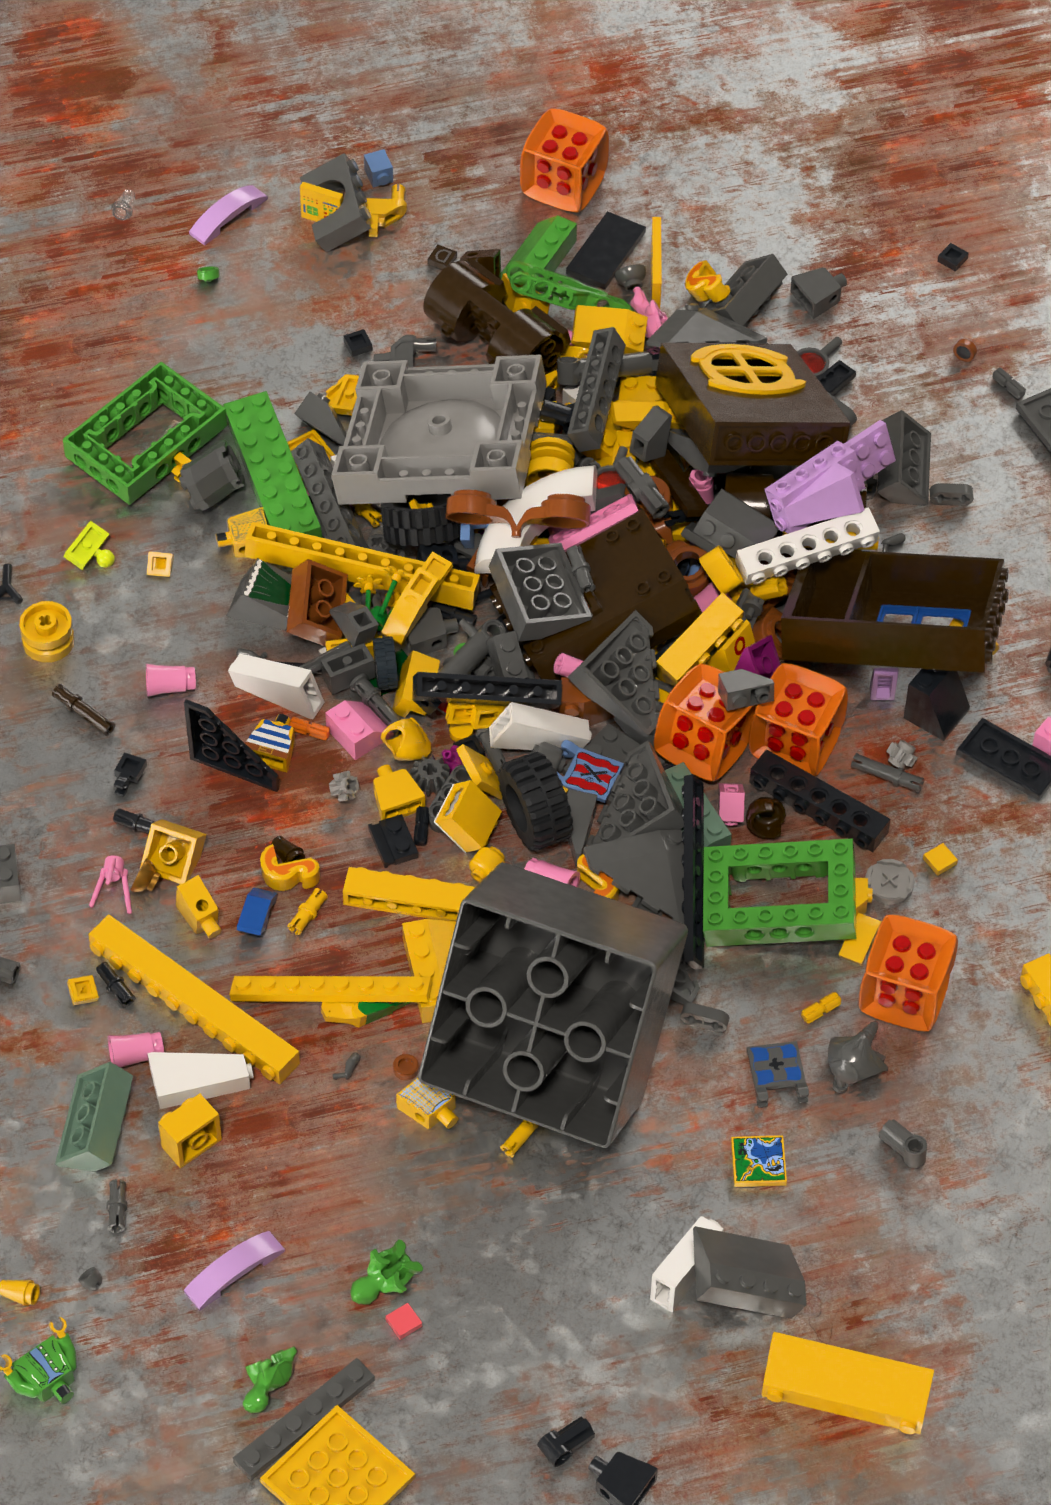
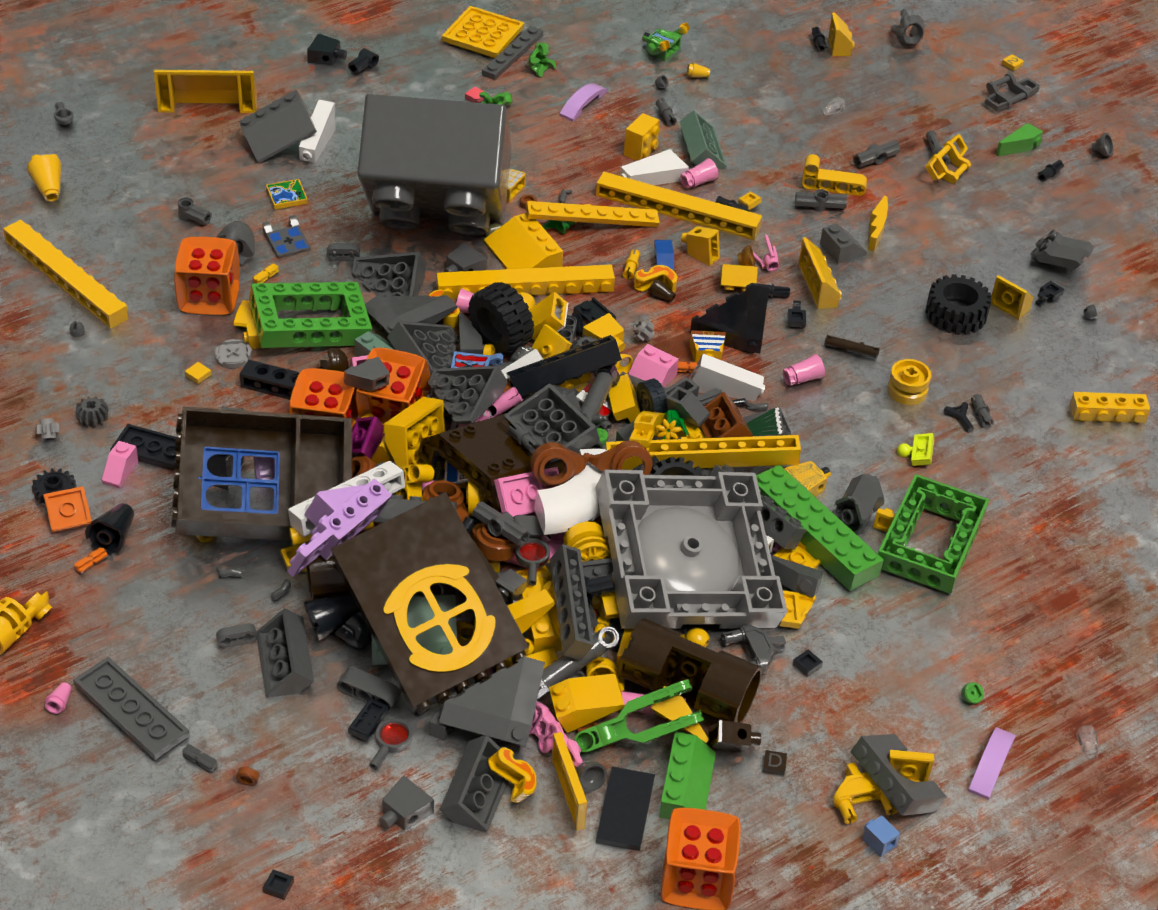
camera: 160 degrees right, 10 degrees down
(65, 819) = (818, 276): none -> yellow slope
(159, 564) = (860, 453): yellow slope -> none
(693, 870) = (376, 312): black plate -> none

